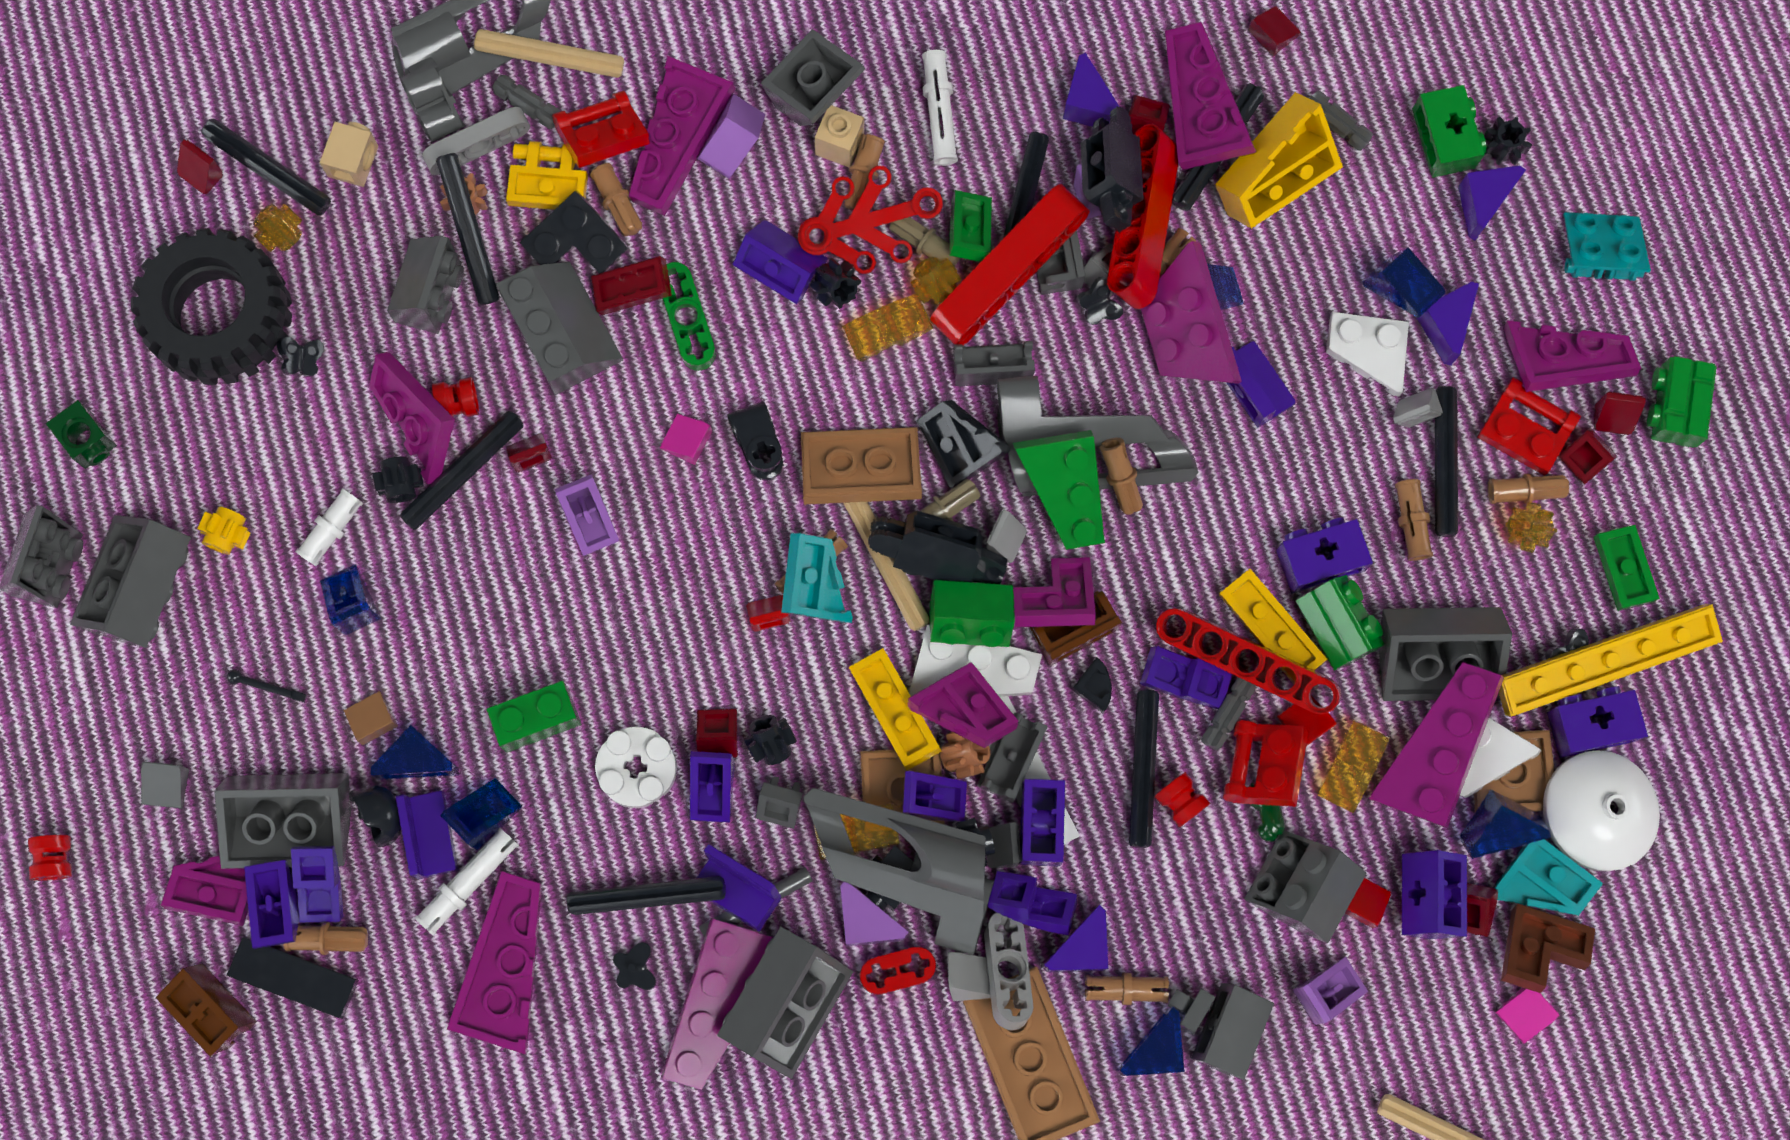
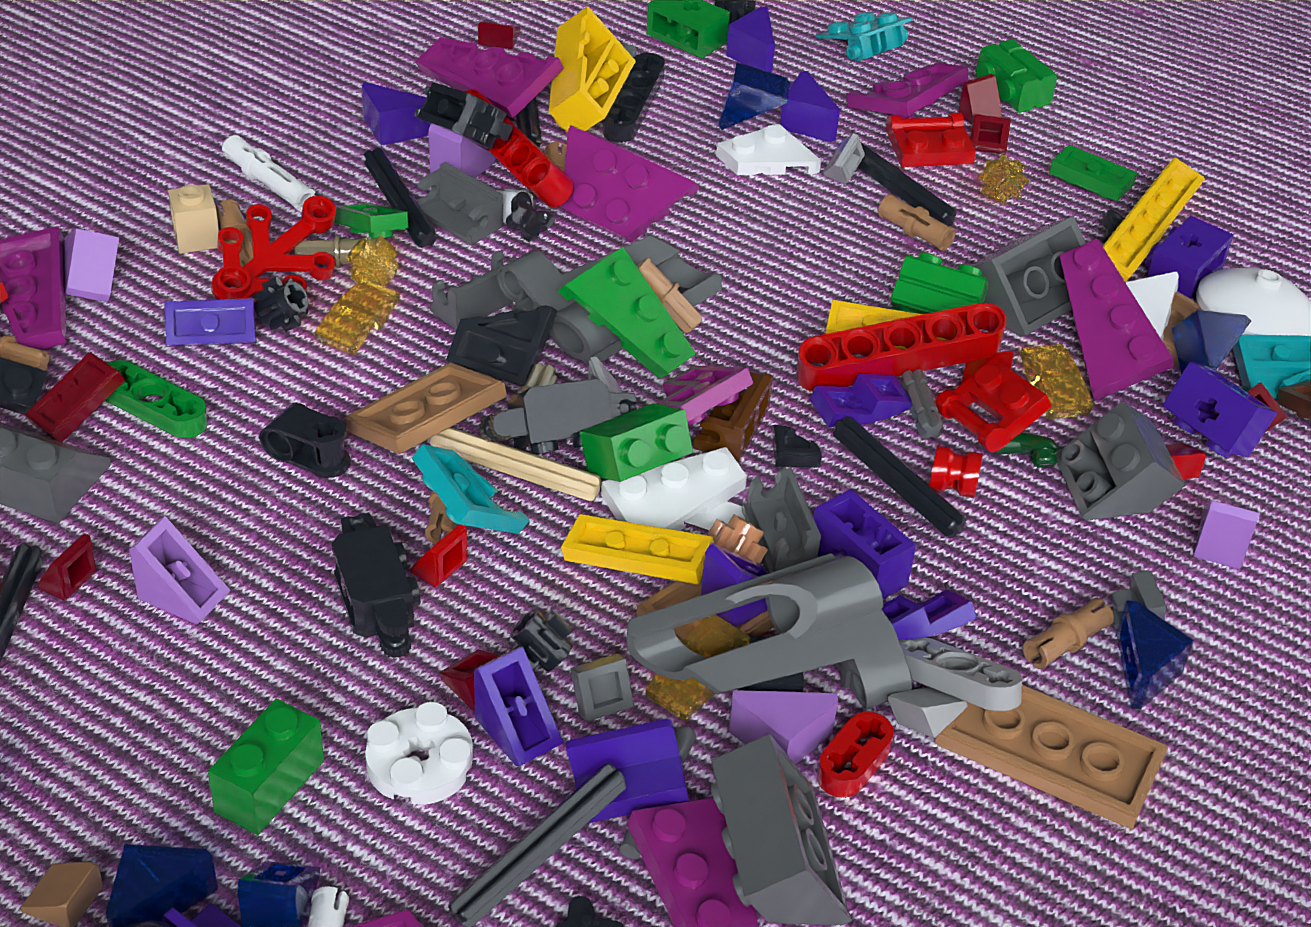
camera: 40 degrees left, 35 degrees down
(686, 438) = (232, 478): dark pink slope -> none
(706, 605) = (375, 583): none -> black hinge
(811, 79) = (135, 188): dark grey slope -> none
(966, 707) = (704, 497): magenta wing -> none
(1010, 265) = (430, 217): red beam -> none
(1085, 948) = (1003, 617): dark purple slope -> none
(1232, 1030) = (1194, 599): dark grey hinge -> none
(1261, 388) = (710, 212): dark purple panel -> none
(1307, 570) = (874, 267): dark purple brick -> none
(1320, 200) = (634, 98): none -> black beam
(1527, 488) = (968, 169): medium nougat axle -> none

